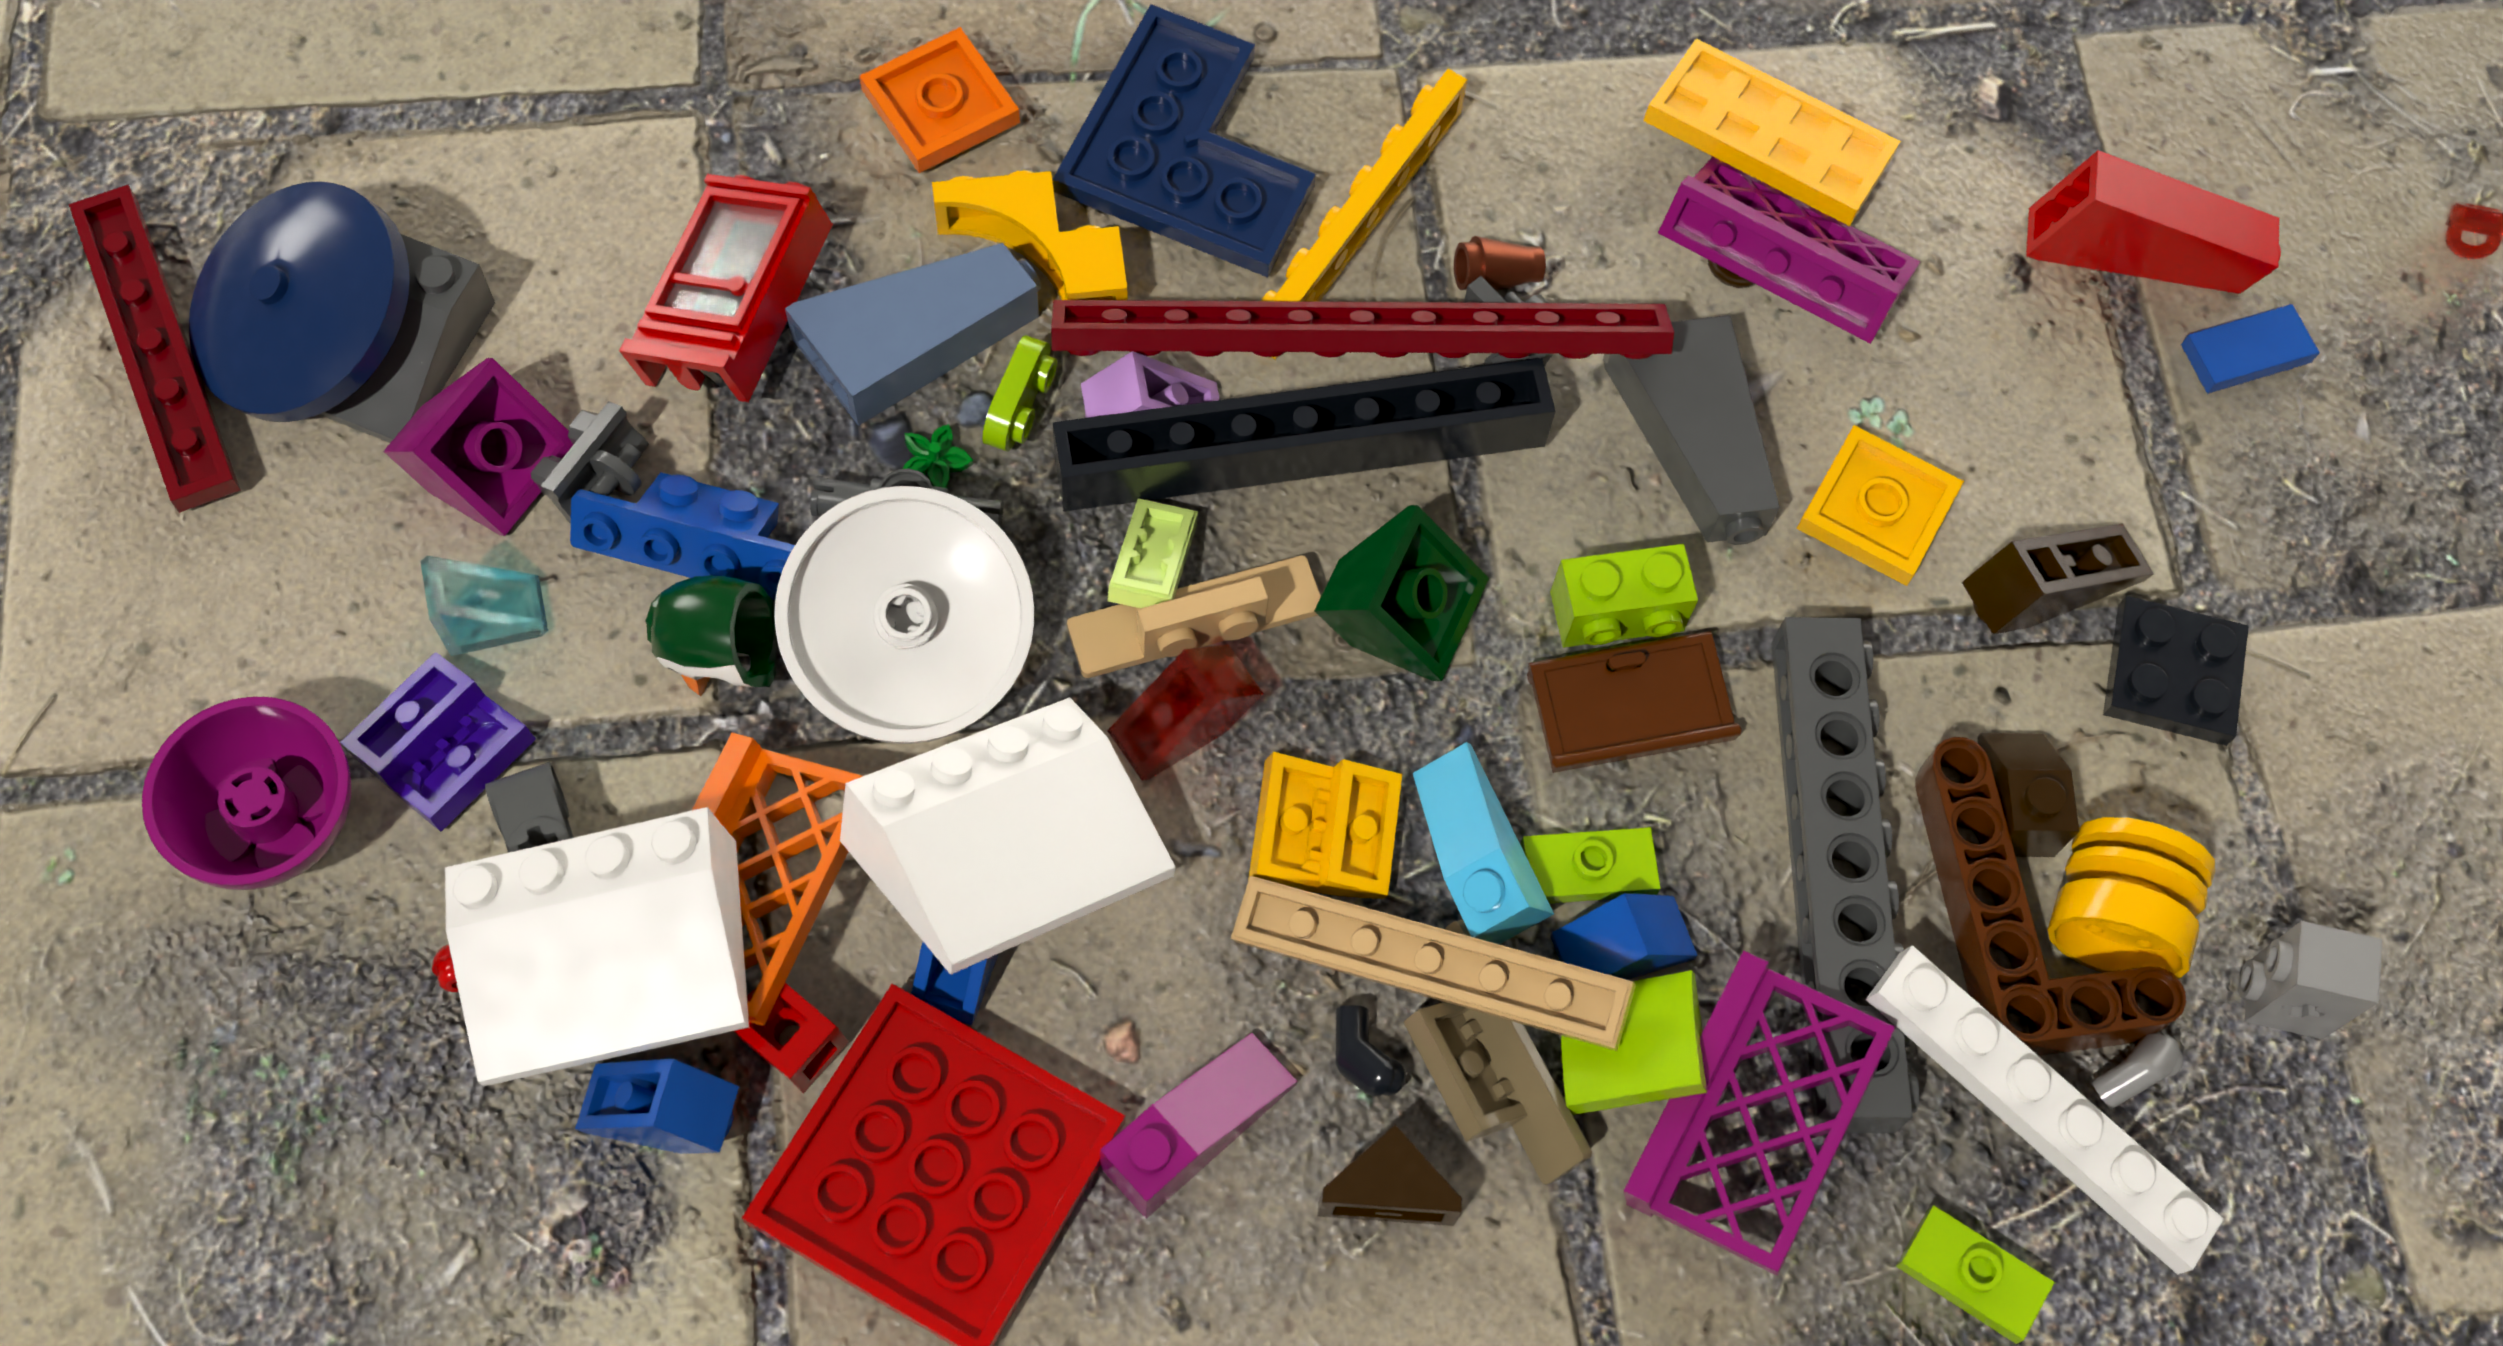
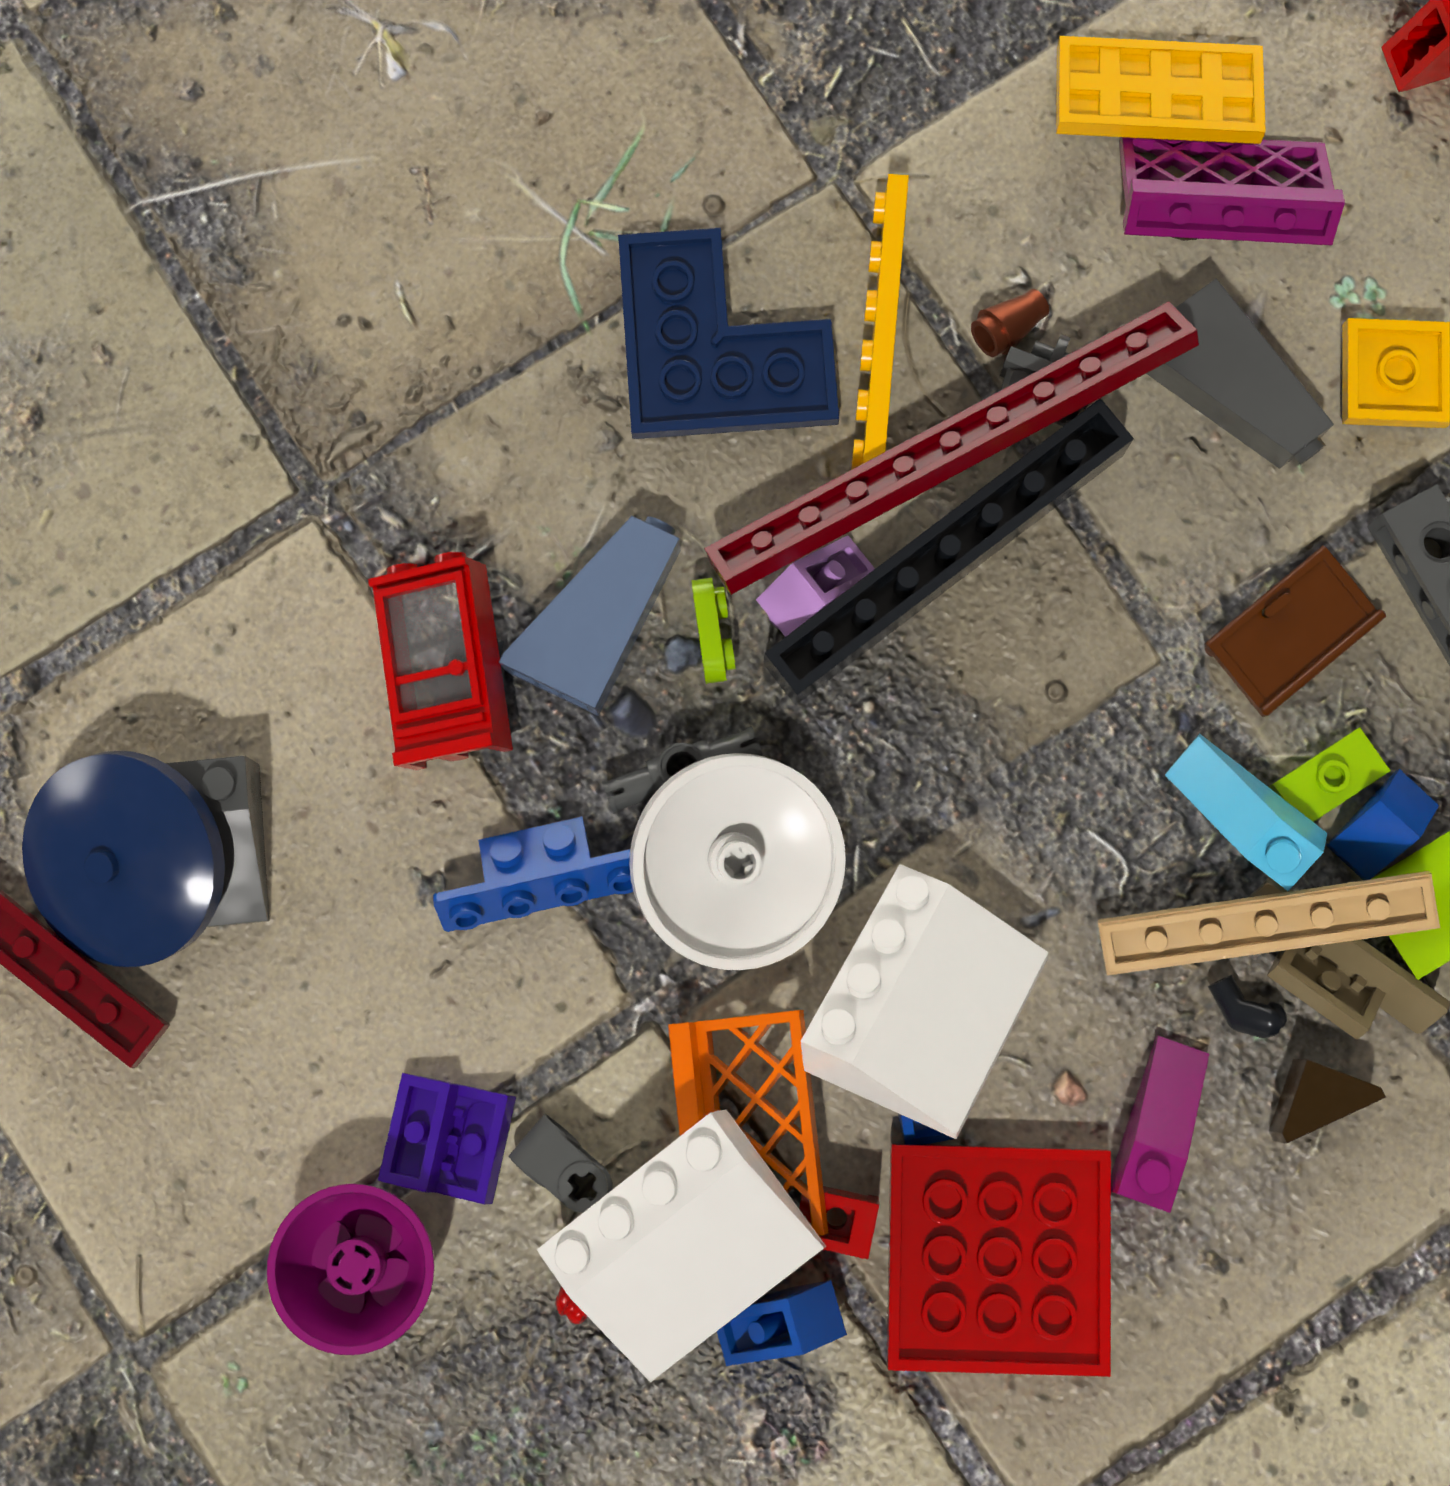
camera: 20 degrees left, 15 degrees up
(480, 445) = (335, 895): magenta slope -> none
(481, 604) = (417, 1018): clear light blue slope -> none
(597, 462) = (431, 864): dark grey hips -> none
(709, 622) = (594, 954): dark green piece -> none
(936, 457) = (673, 714): green plant -> none
(939, 99) = (500, 407): orange plate -> none
(1023, 216) = (625, 473): yellow arch -> none
(1152, 554) = (886, 709): yellowish green plate -> none
(1185, 709) = (980, 820): clear red slope -> none
(1196, 618) = (937, 743): tan bracket -> none
(1326, 826) = (1126, 851): yellow slope -> none
(1404, 594) = (1089, 641): dark green slope -> none
(1623, 595) = (1251, 553): lime brick -> none

